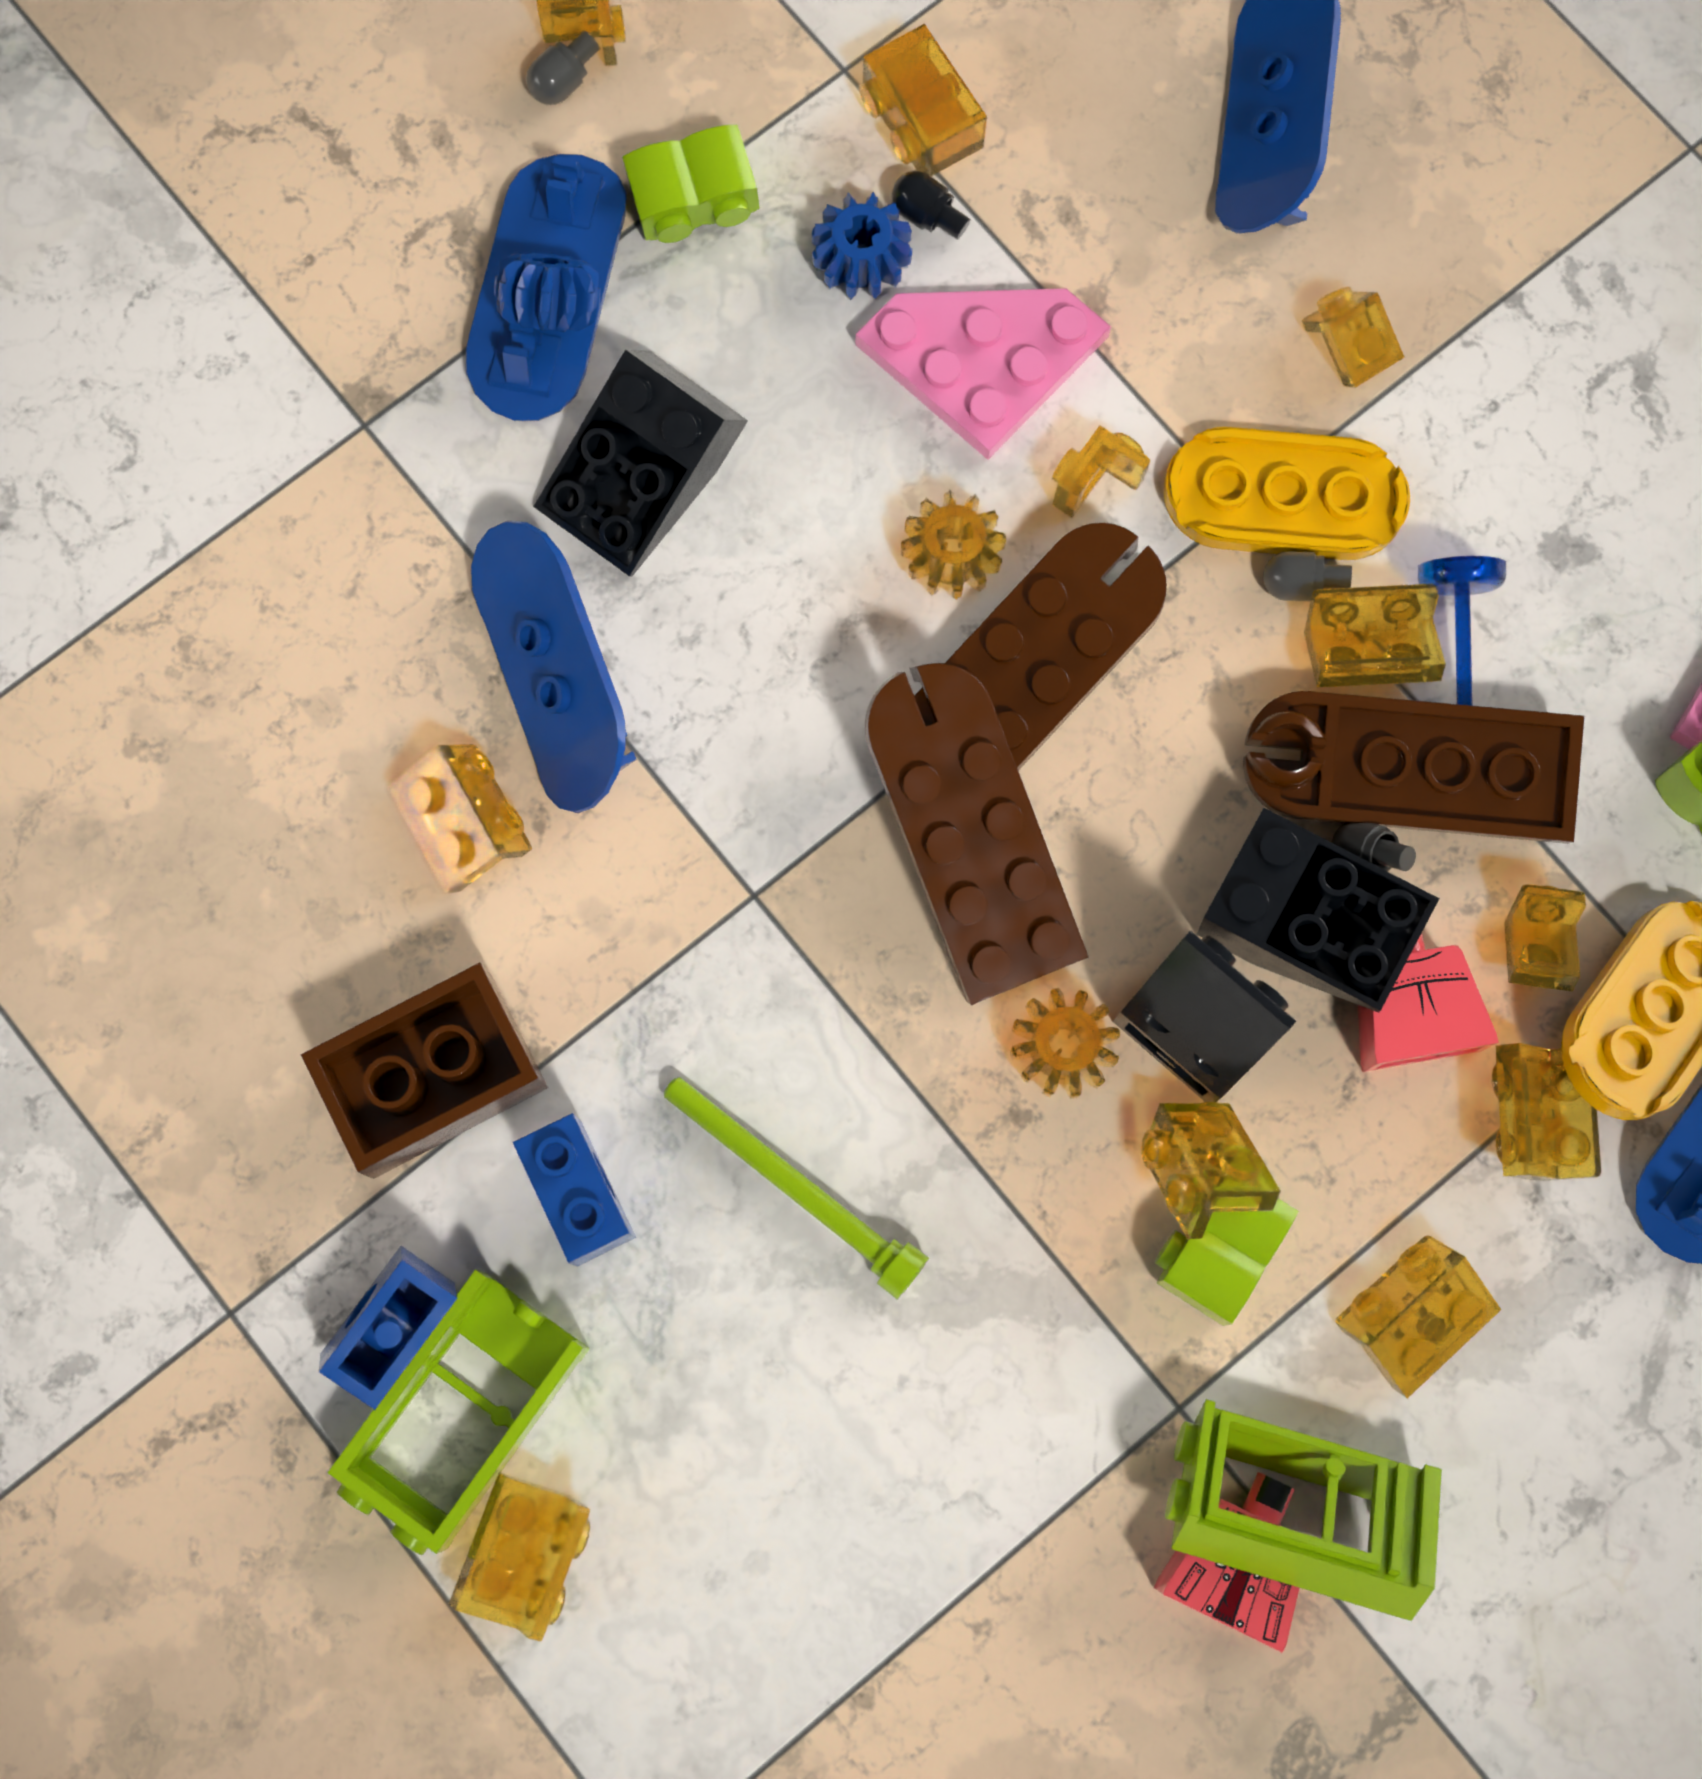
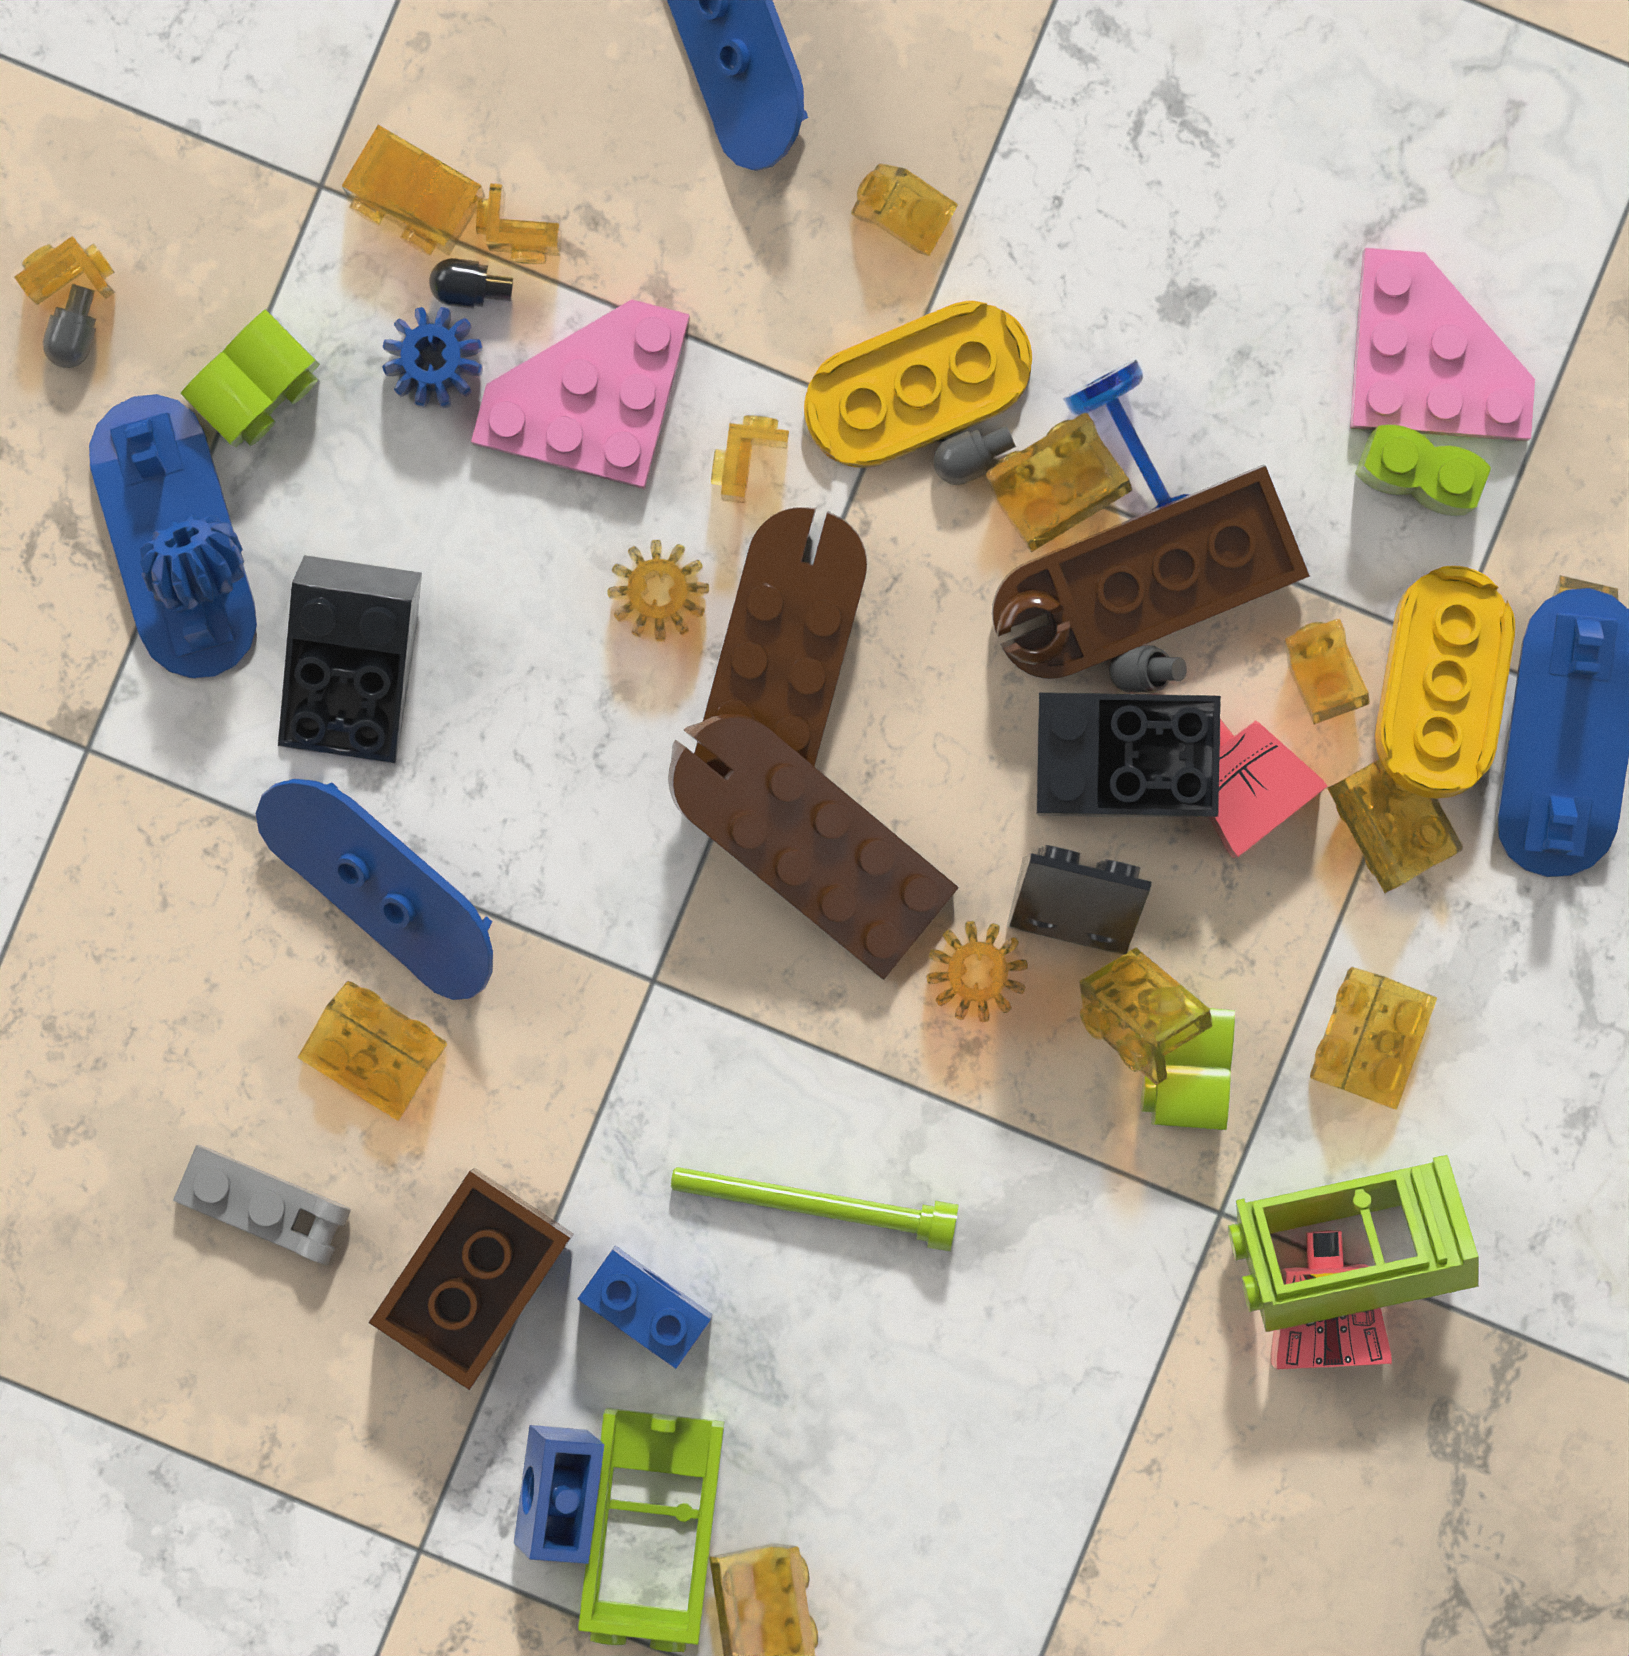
camera: 30 degrees left, 10 degrees up
(274, 901) = (259, 1203): none -> light grey plate
(993, 184) = (525, 240): none -> clear yellow bracket

